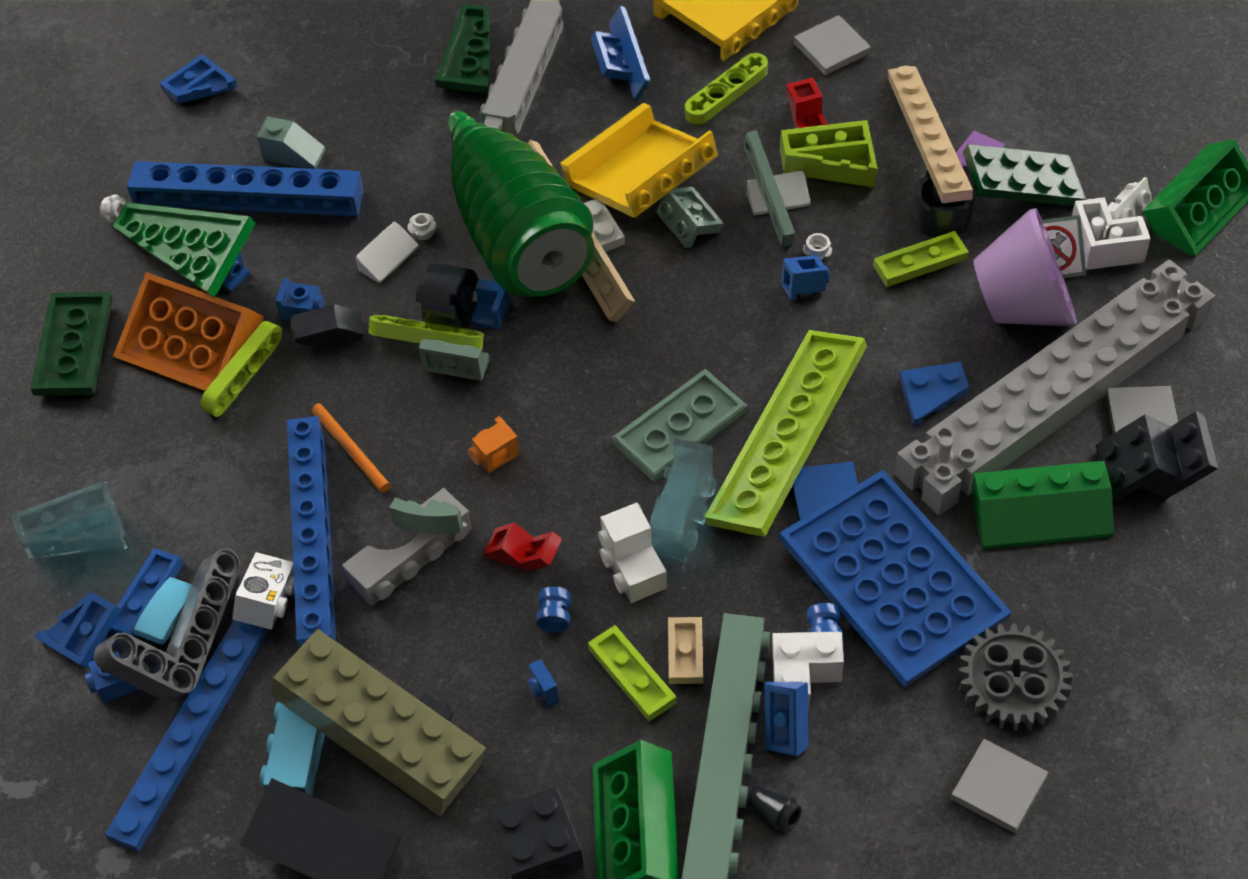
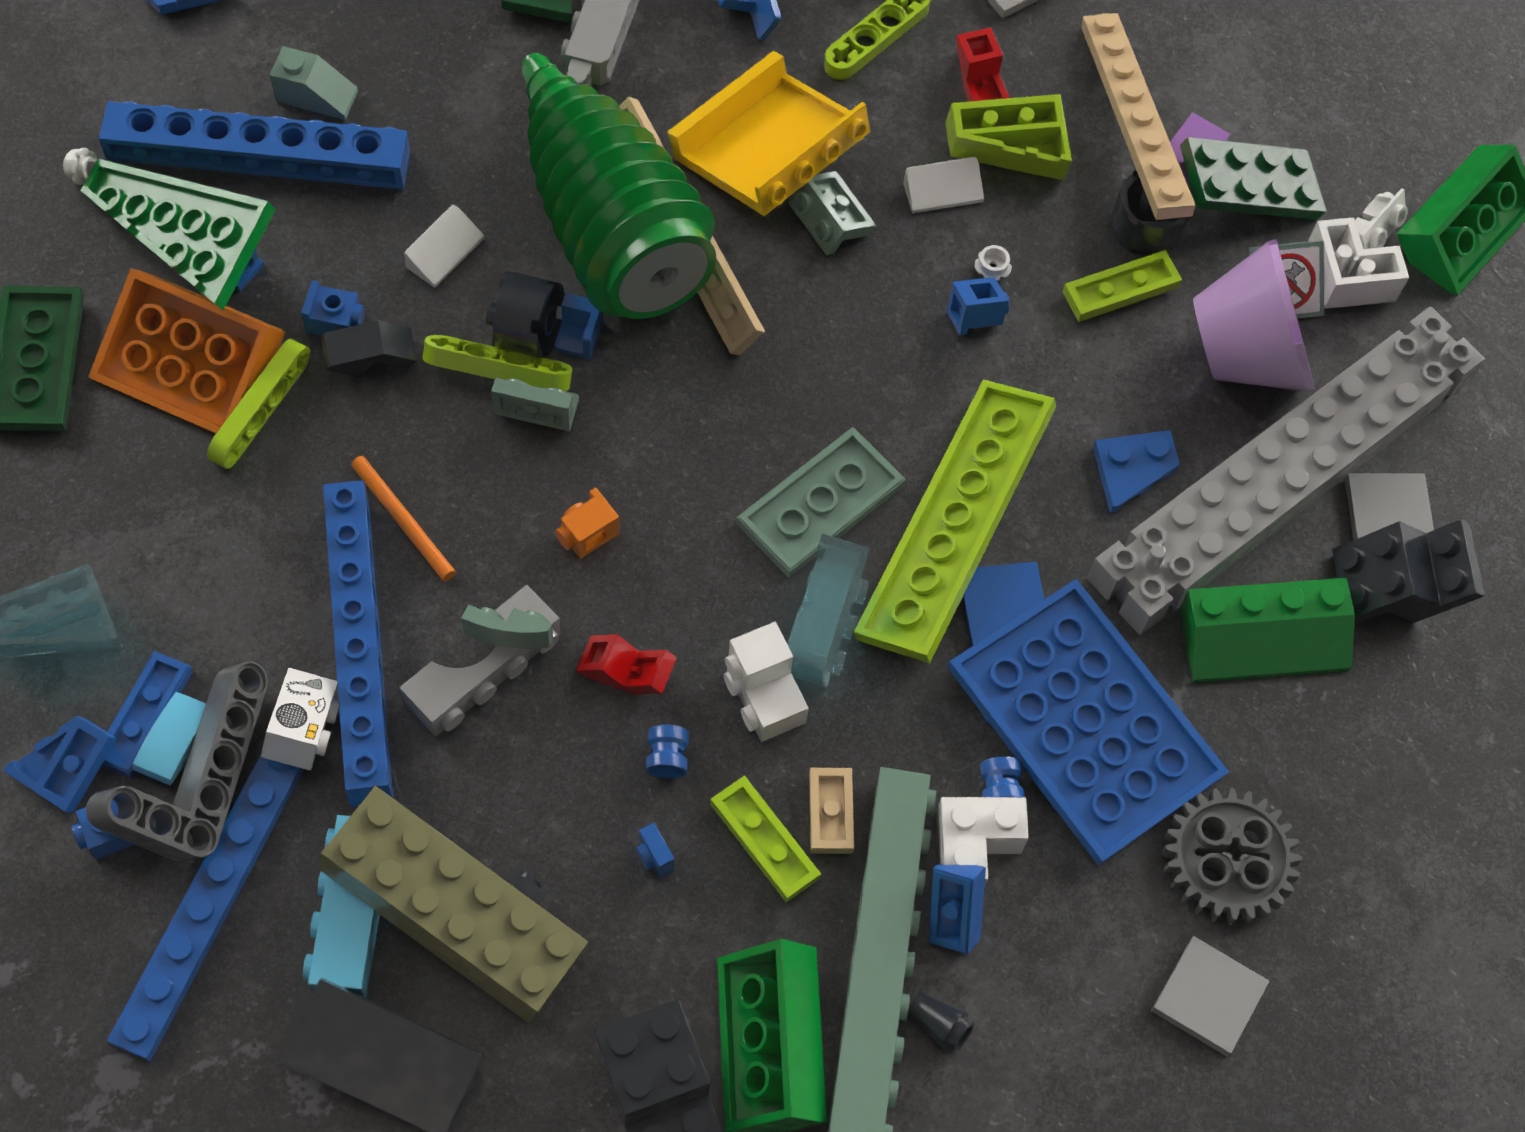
camera: 10 degrees left, 10 degrees up
(422, 226) = (488, 217): white plate -> none
(604, 226) = (728, 229): white plate -> none
(769, 189) = (935, 182): sand green tile -> none

